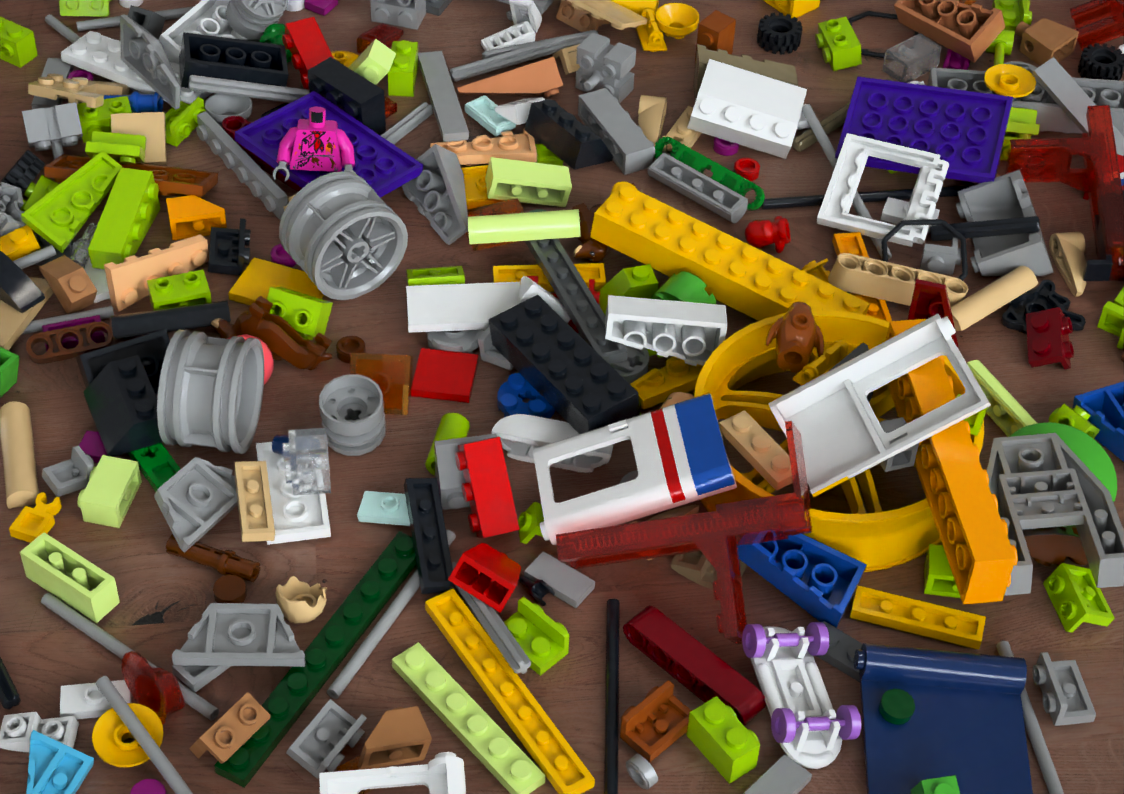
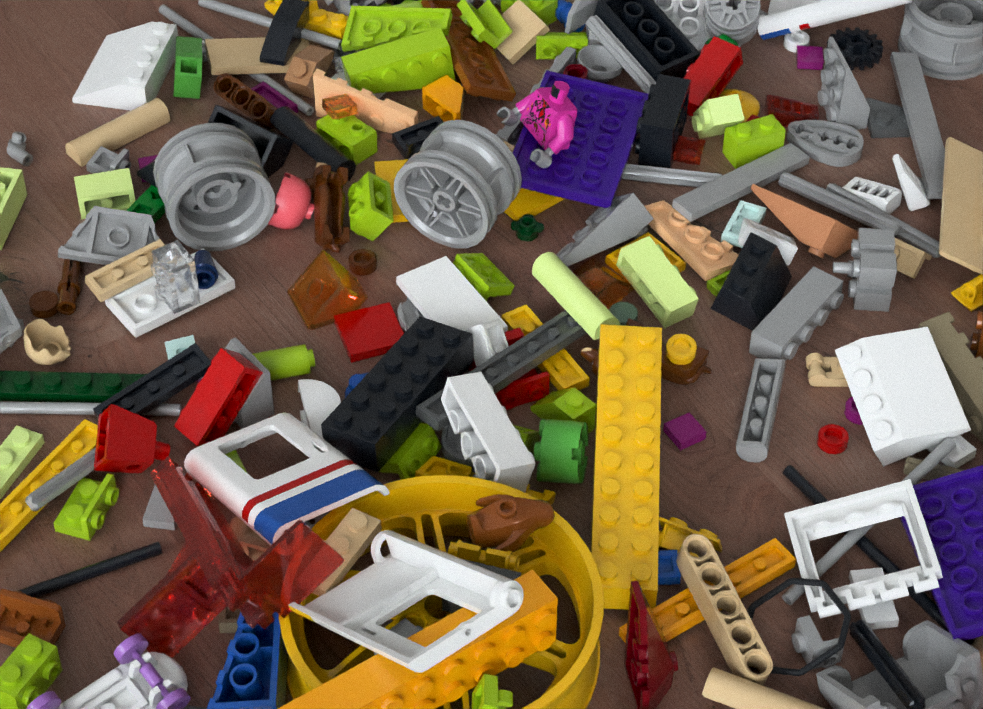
camera: 65 degrees right, 0 degrees up
(35, 520) = (53, 169): yellow plate -> none
(158, 275) = (339, 106): none -> clear orange tile
(353, 414) = (261, 286): light grey wheel -> none
(433, 33) = (827, 141): none -> light grey piece
(536, 589) = (141, 490): black hand -> none
(652, 116) = (852, 329): tan piece -> none
(692, 663) = (100, 635): dark red beam -> none
(720, 174) = (791, 409): green piece -> none
(764, 232) = (733, 483): red animal -> none

